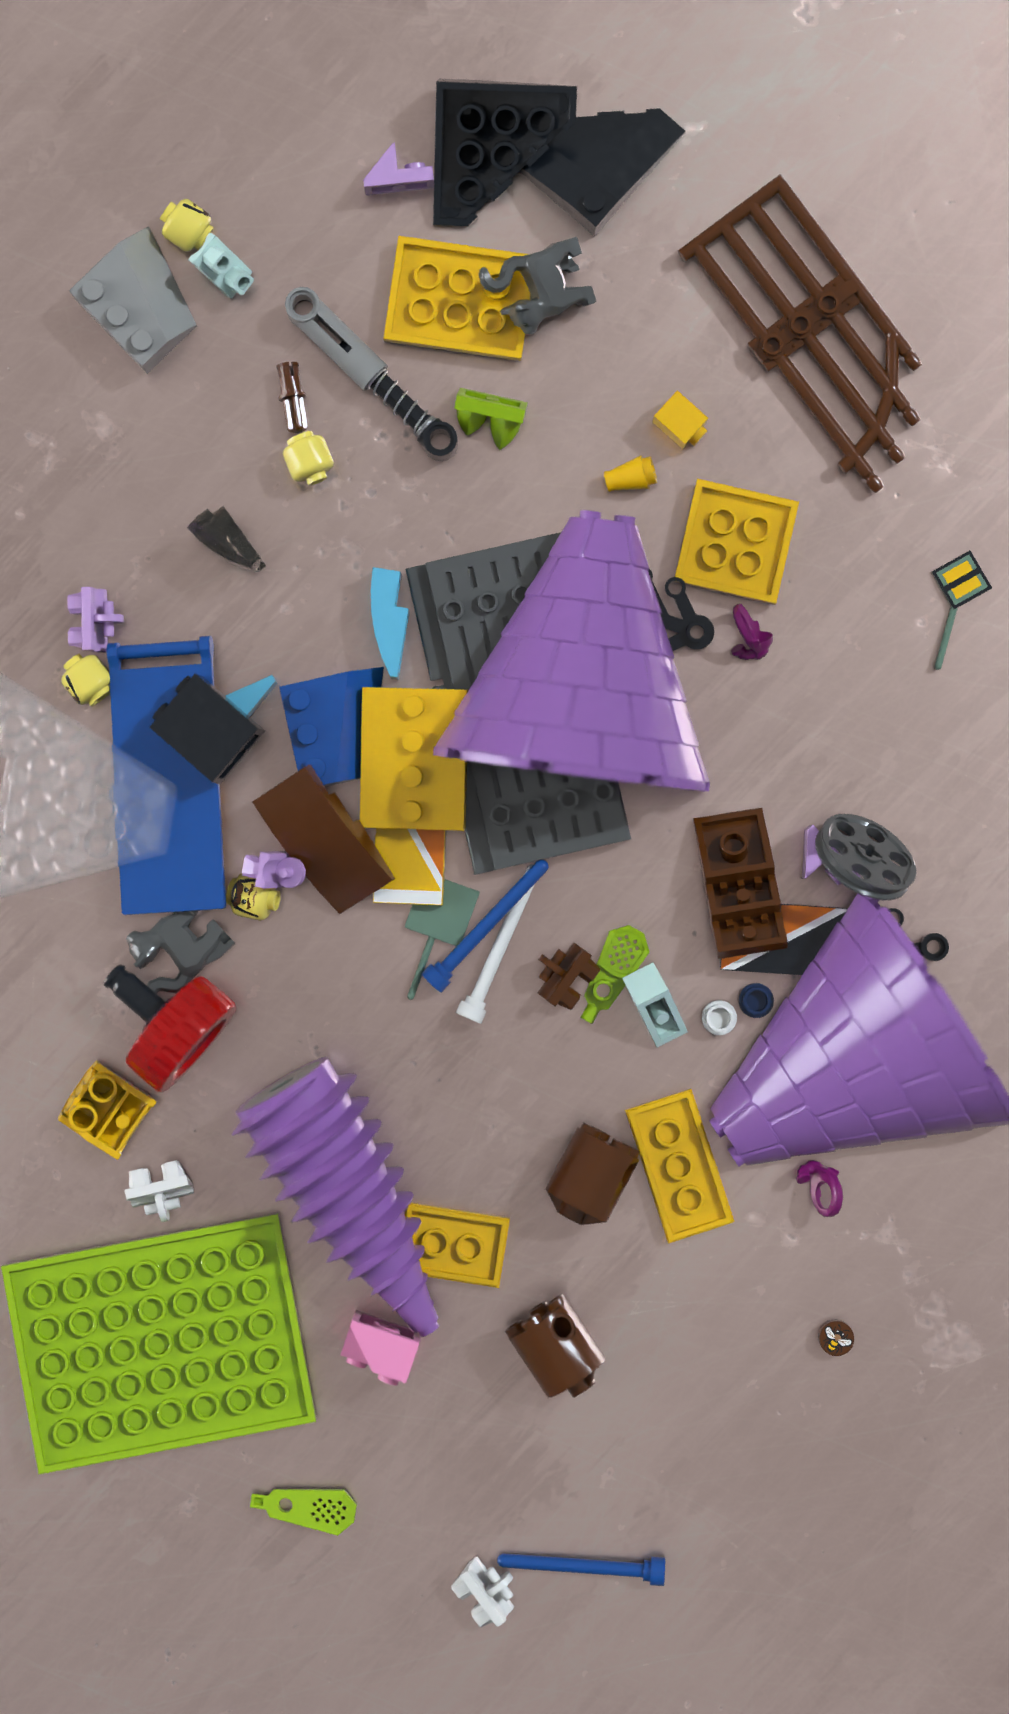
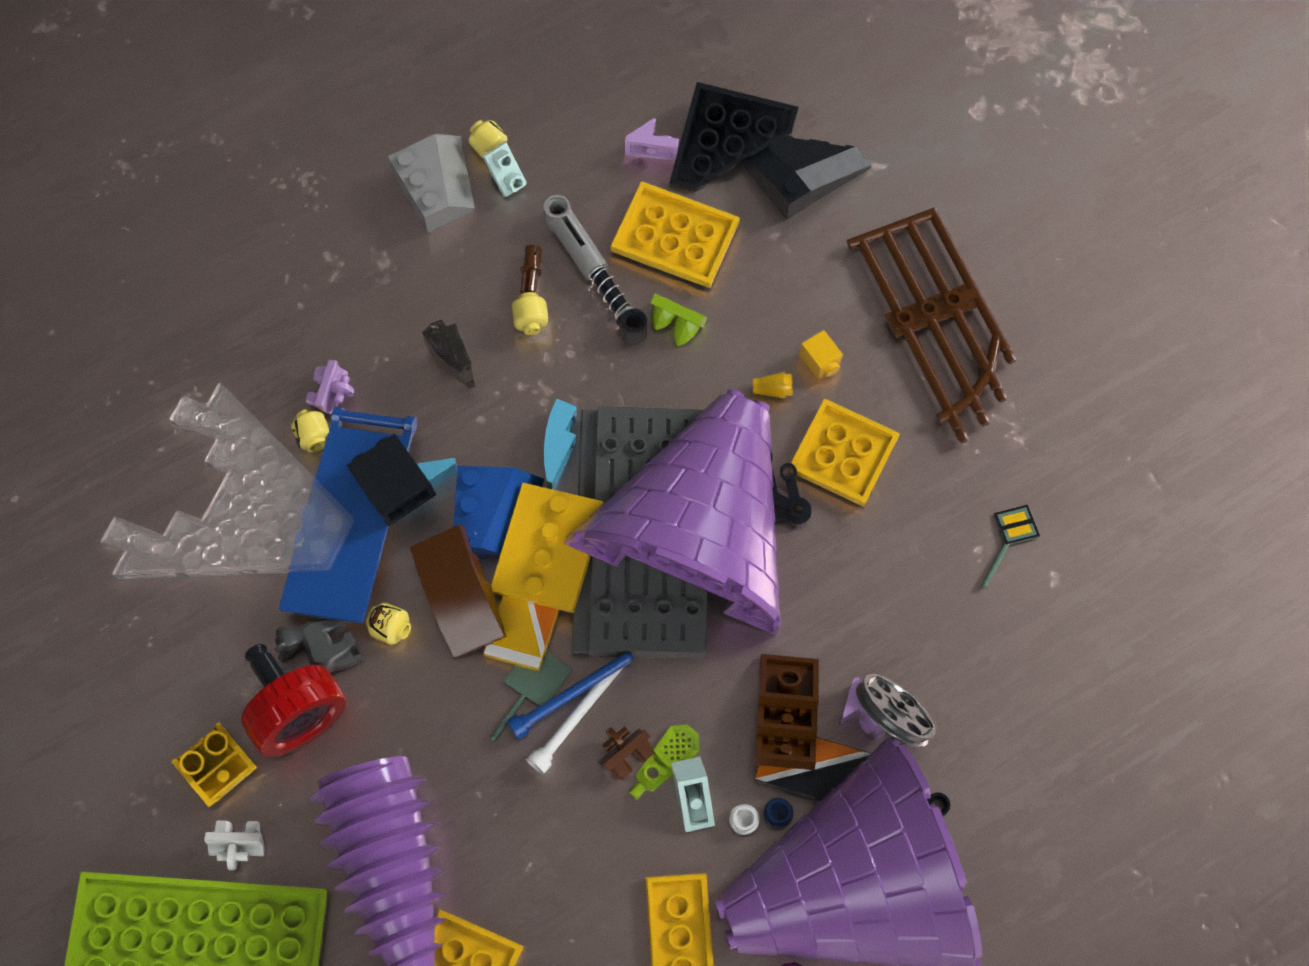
camera: 10 degrees right, 20 degrees down
(274, 870) = (411, 603): lavender hips -> none
(545, 282) = (742, 232): dark grey animal -> none
(591, 1176) = (603, 921): reddish brown cylinder -> none
(749, 629) = (845, 530): magenta piece -> none

